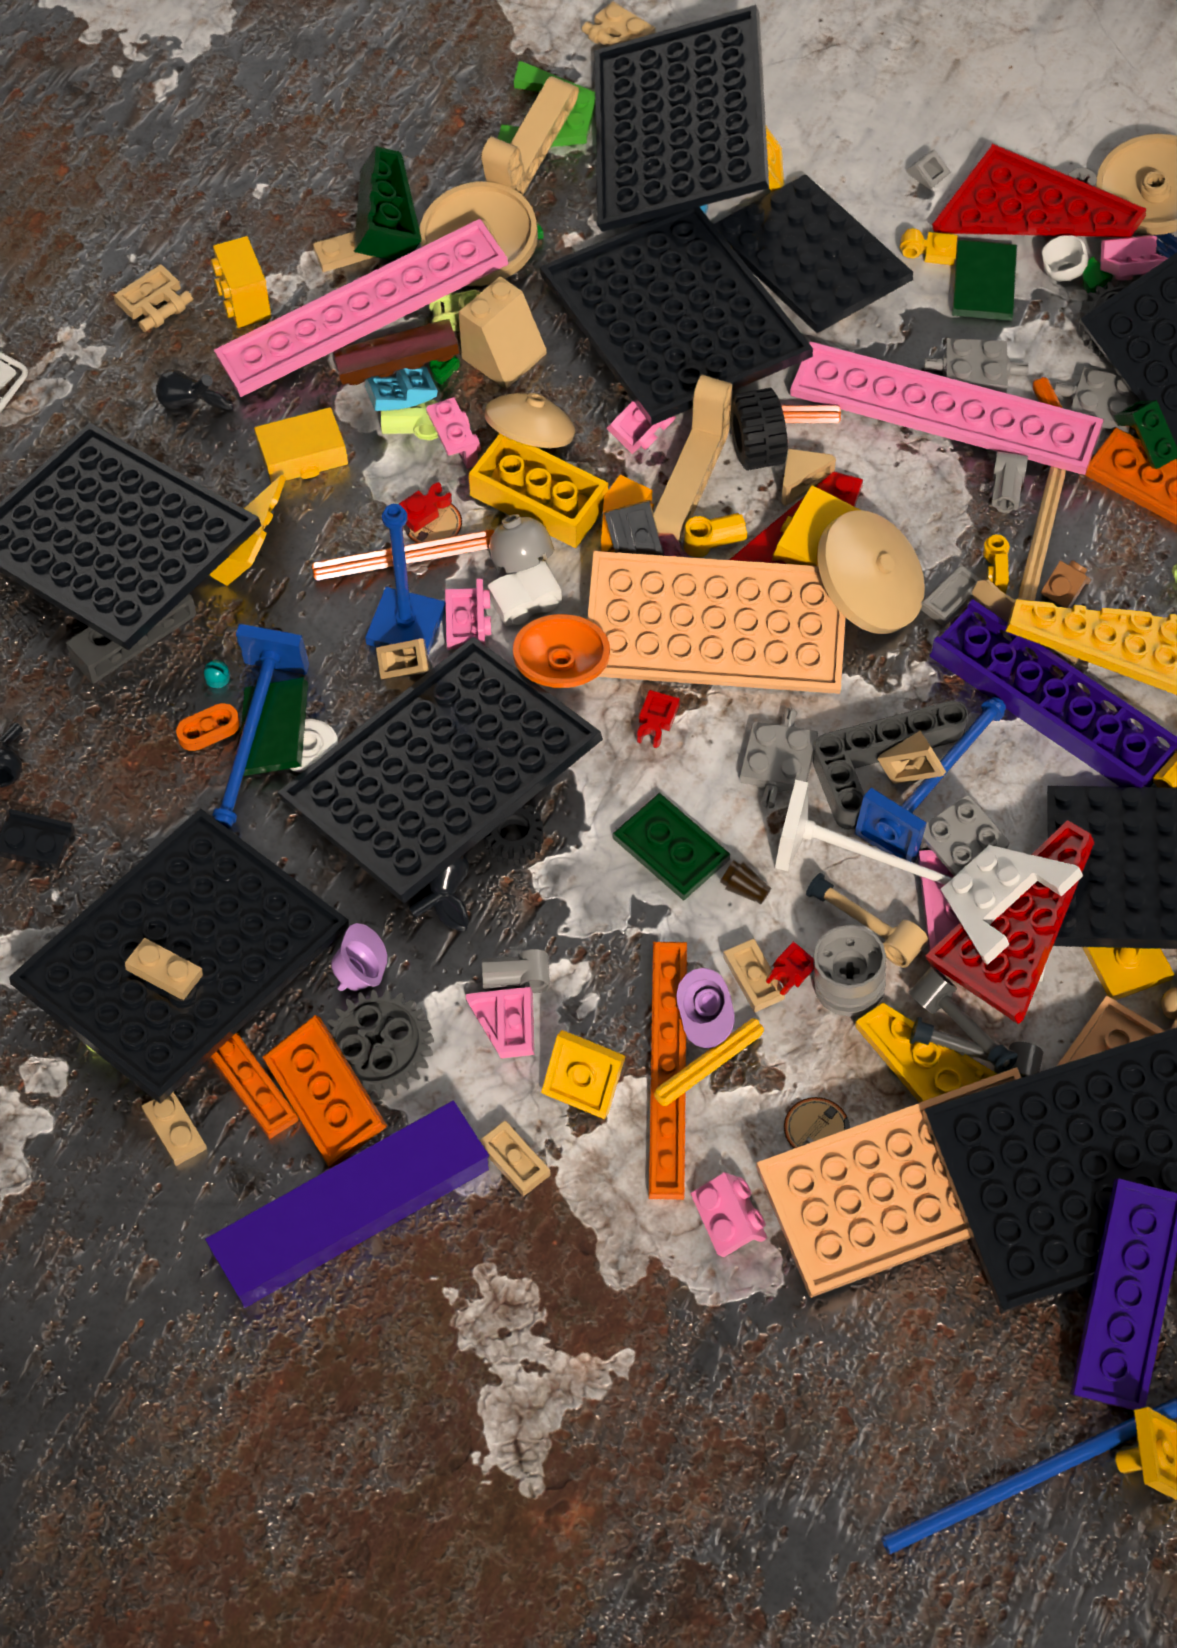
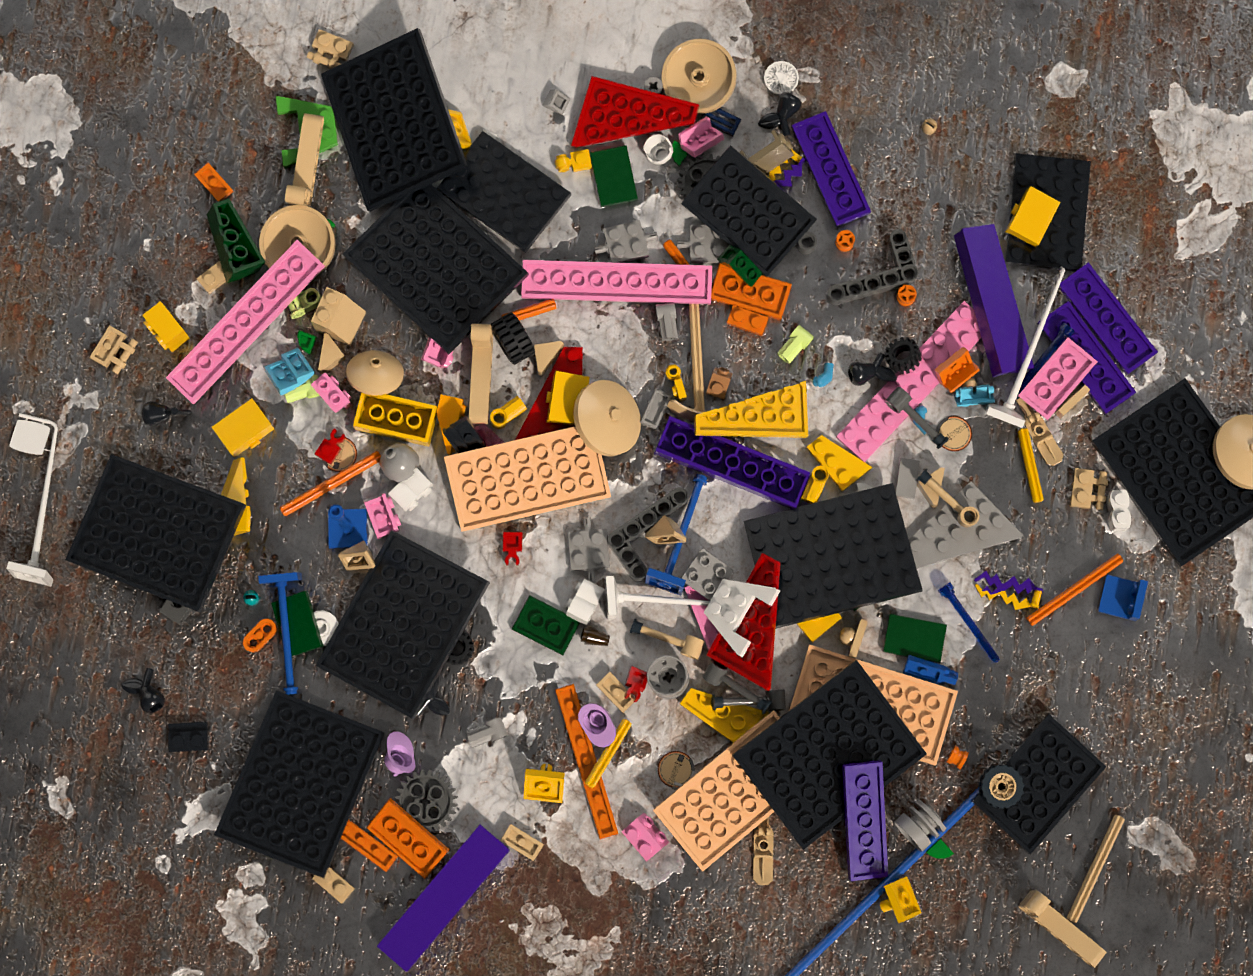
camera: 20 degrees left, 20 degrees up
(163, 969) = (296, 801): tan plate -> none
(386, 133) = (213, 182): none -> orange plate
(395, 352) = (278, 347): reddish brown tile -> none
(471, 385) = (330, 355): none -> tan slope
(506, 1019) = (491, 763): bright pink wing -> none
(561, 651) = (443, 518): orange dish -> none
(747, 825) = (585, 601): none -> white brick
(927, 1314) = (763, 857): none -> tan piece
(1136, 515) = (747, 320): none -> orange plate

